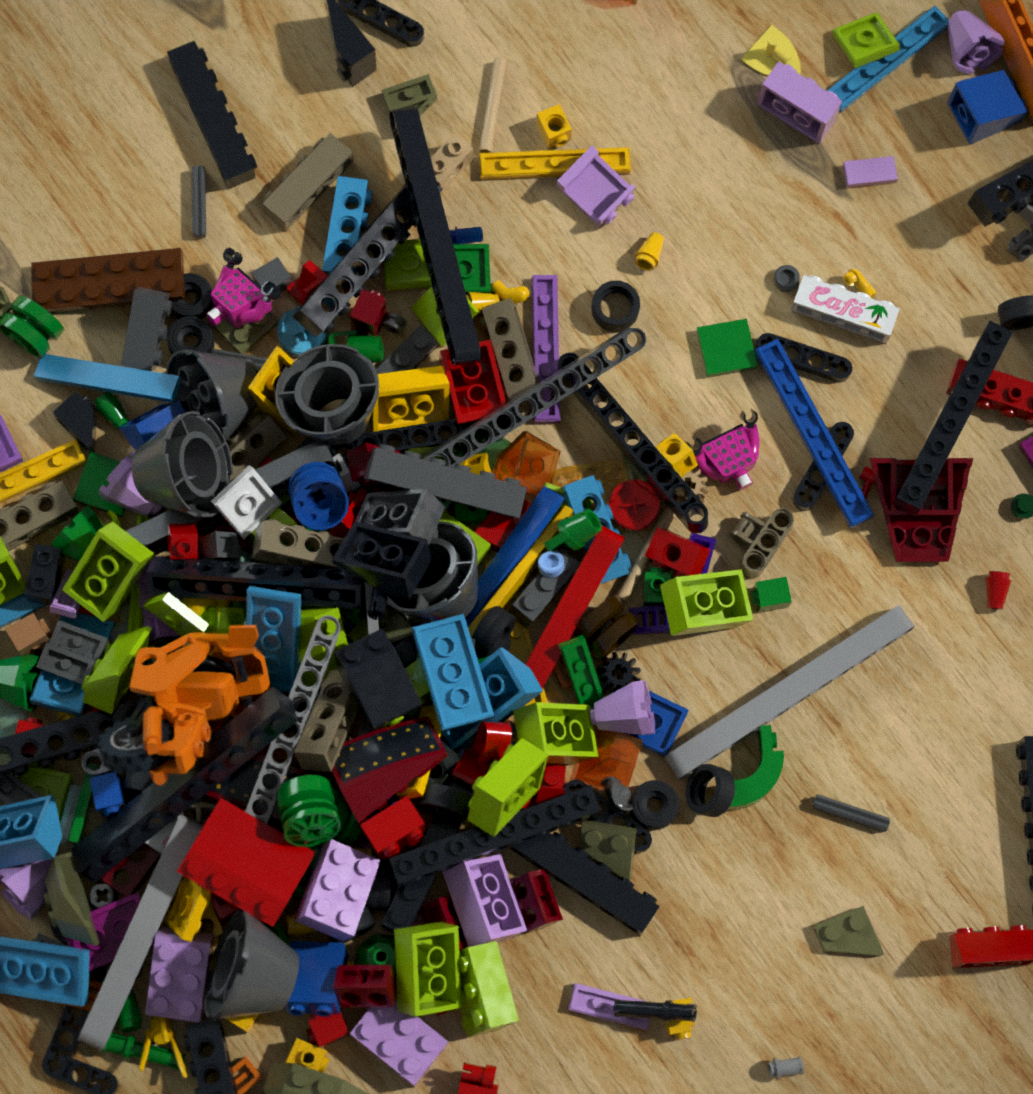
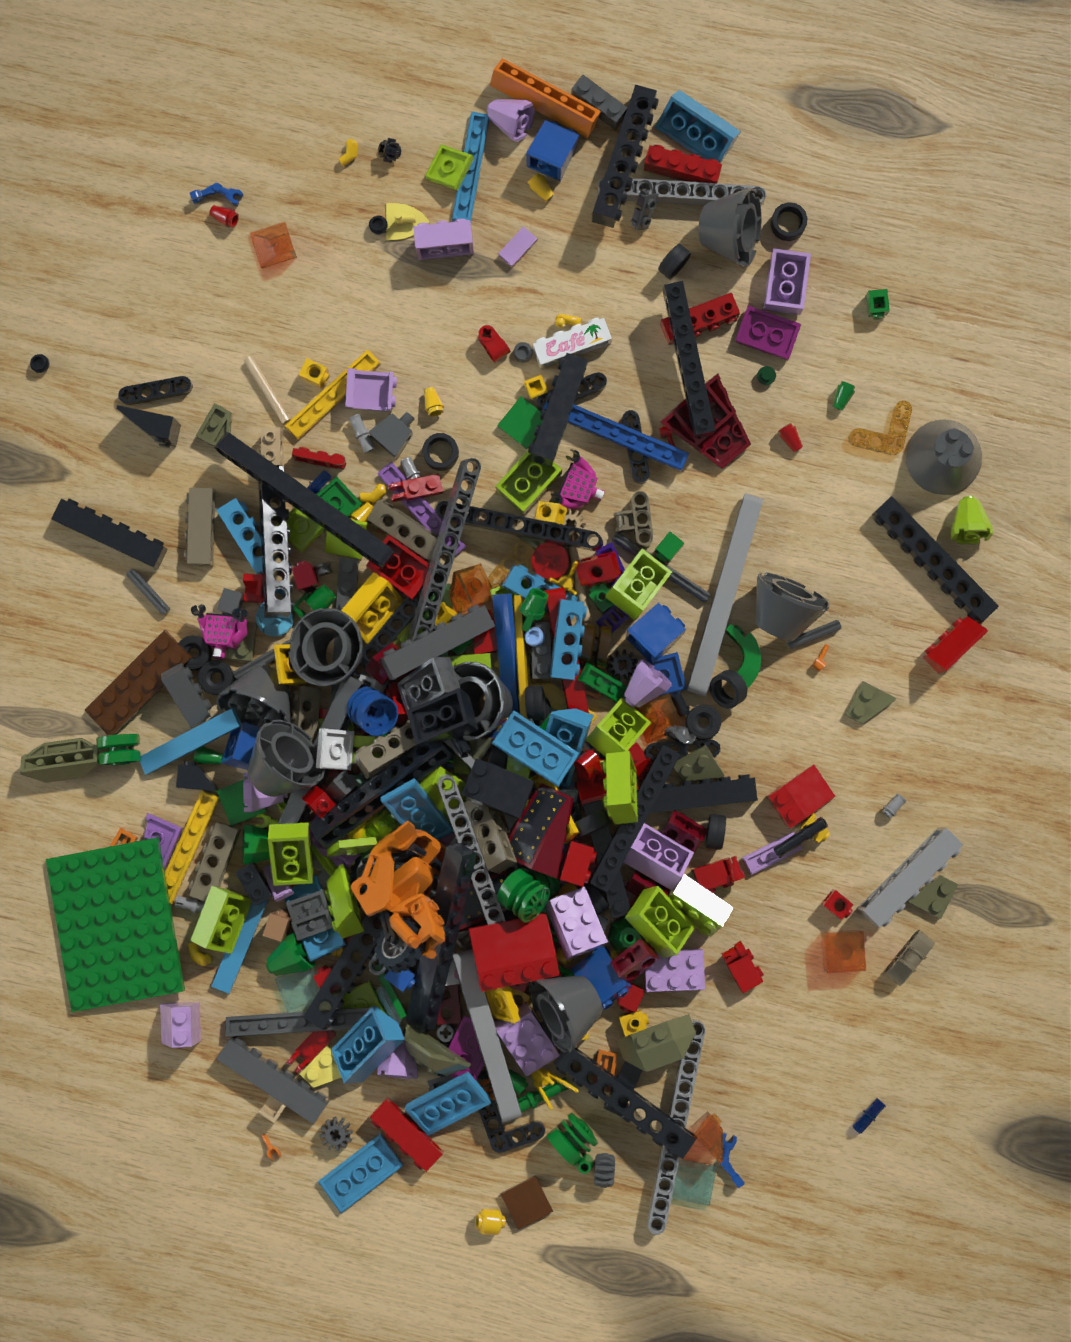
camera: 30 degrees left, 10 degrees up
(485, 212) = (320, 458): none -> red hinge
(534, 977) = (719, 873): none -> red hinge
(551, 223) = (362, 433): none -> light grey pin
(559, 321) = (417, 488): none -> red hinge
(567, 305) = (410, 468): none -> light grey pin
(569, 928) = (716, 831): none -> black tyre
(583, 249) = (393, 433): none -> dark grey torso
(608, 558) = (570, 670): none -> dark azure brick
(633, 540) = (566, 581): none -> yellow plant
(645, 765) = (680, 704): none -> black pin
(682, 405) = (527, 482): none -> lime brick
(682, 668) = (655, 632): none -> blue slope
(692, 970) = (800, 796): none -> red slope
(745, 38) = (378, 225): none -> black plate
(751, 628) = (675, 576): none -> dark grey axle
(762, 246) = (495, 345): none -> red piece
(770, 321) = (535, 387): none -> yellow slope
(772, 359) = (559, 409): none -> black brick
(830, 848) = (819, 664): none -> orange hand
(844, 753) = (786, 606): none -> dark grey cone
(944, 132) = (541, 187): none -> yellow cone

